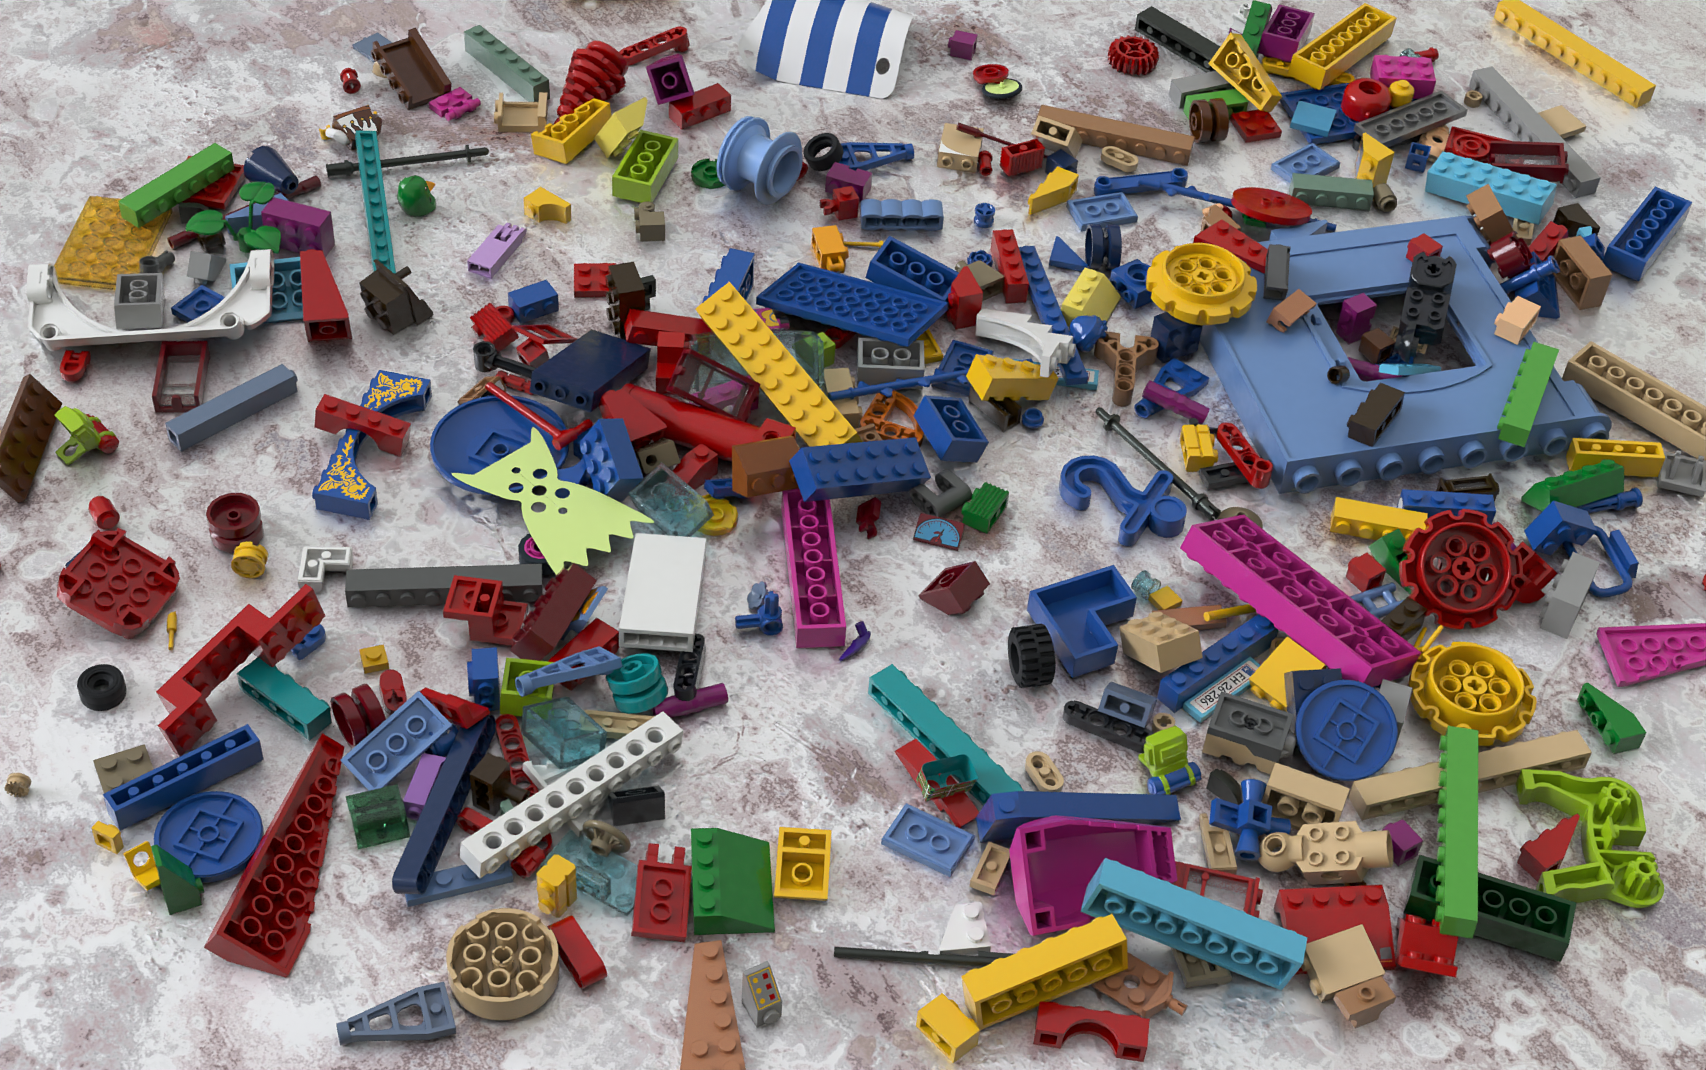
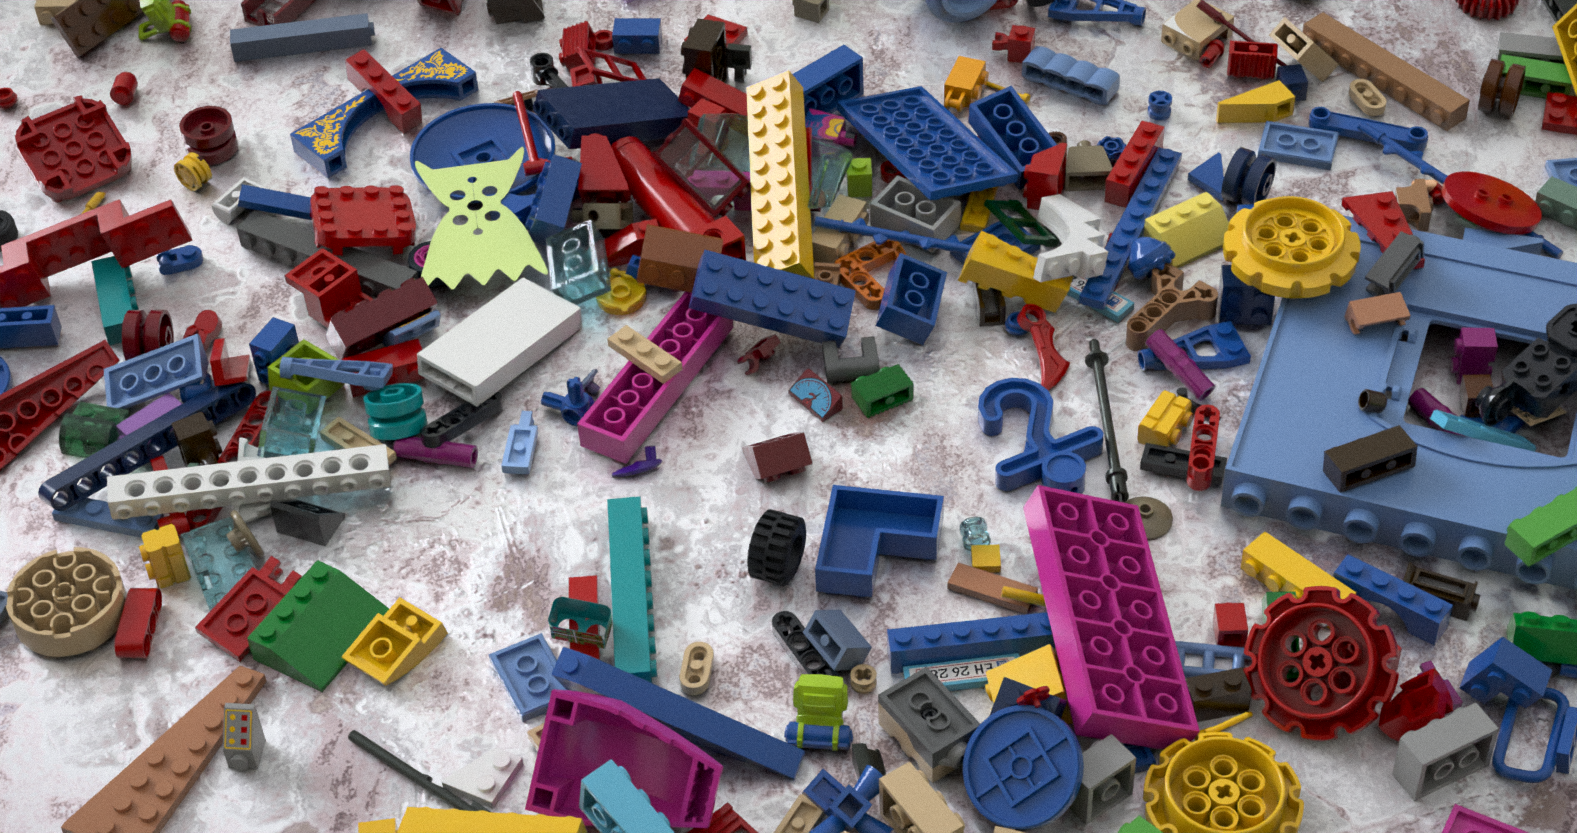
camera: 40 degrees right, 0 degrees up
(370, 553) = (274, 202): none -> blue tile
(374, 659) = (218, 298): yellow plate -> none
(453, 538) = (362, 217): none -> red plate
(753, 667) = (520, 445): none -> light blue hinge
(801, 552) = (644, 354): none -> tan plate
(842, 176) = (1051, 29): magenta brick -> none
(969, 342) = (1013, 224): none -> dark green window
(1082, 438) = (1051, 362): none -> red piece
(1160, 642) = (920, 592): tan brick -> none
(1331, 674) = (1033, 696): none -> red plant

